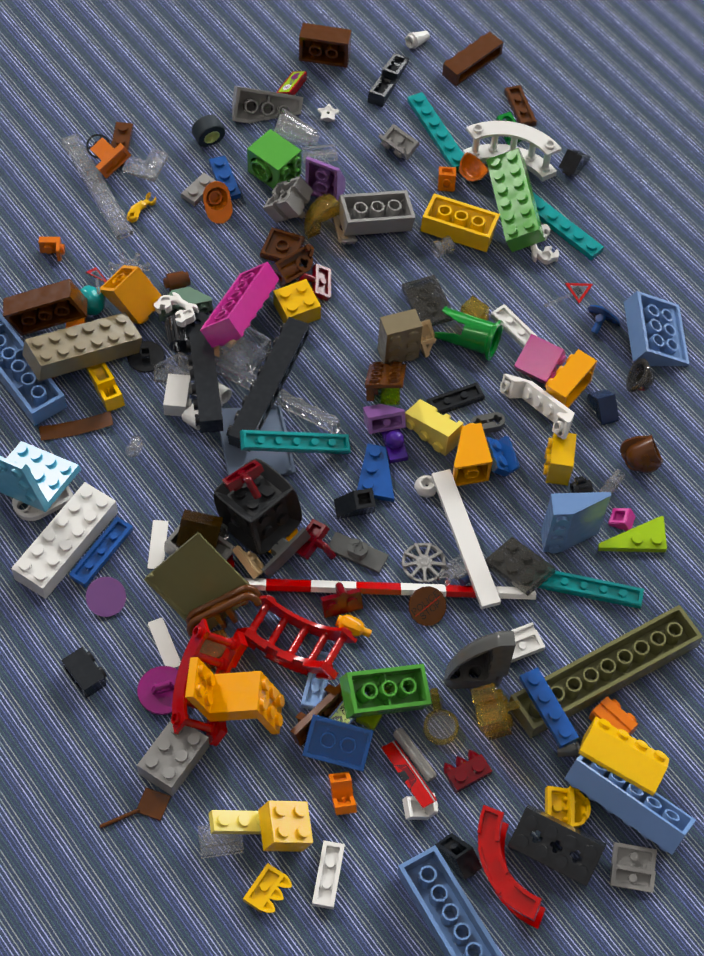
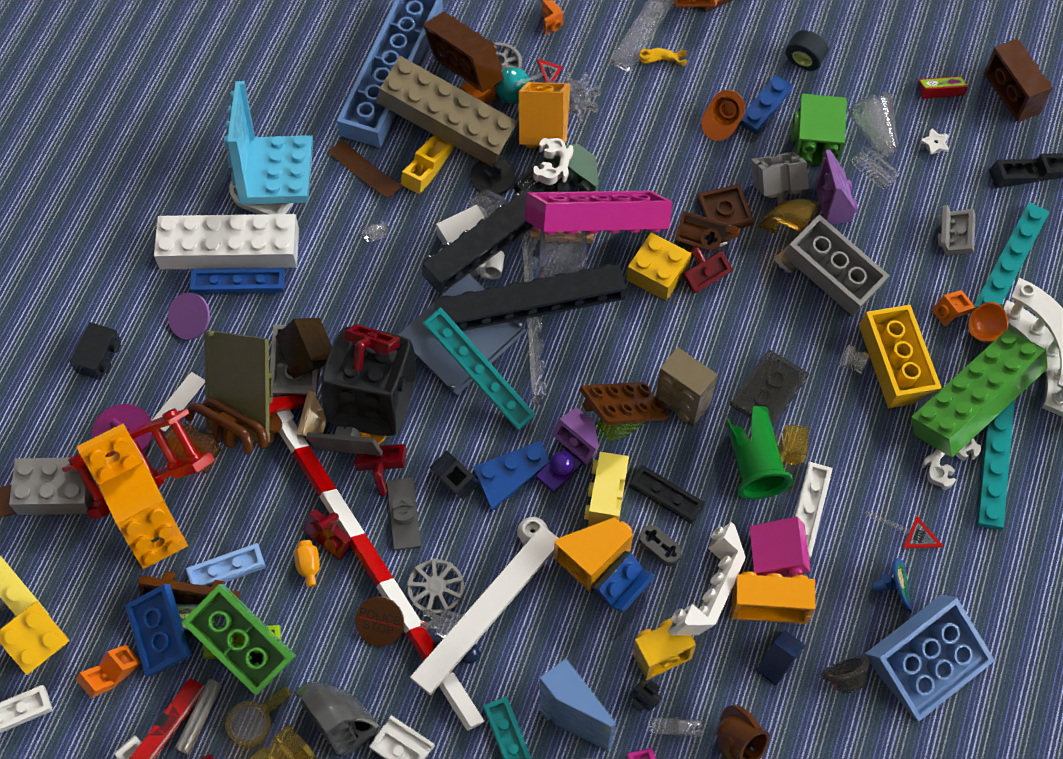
camera: 60 degrees right, 5 degrees up
(146, 169) = (717, 32): clear plate -> none
(157, 543) = (303, 312): white sticker -> none
(176, 280) = (599, 142): reddish brown brick -> none
(194, 192) = (742, 87): light grey plate -> none
(257, 105) = (883, 70): light grey wedge -> none
(287, 658) = (228, 522): red fence -> none
(427, 337) = (722, 408): tan slope -> none
(520, 566) = (496, 688): clear smoke plate -> none

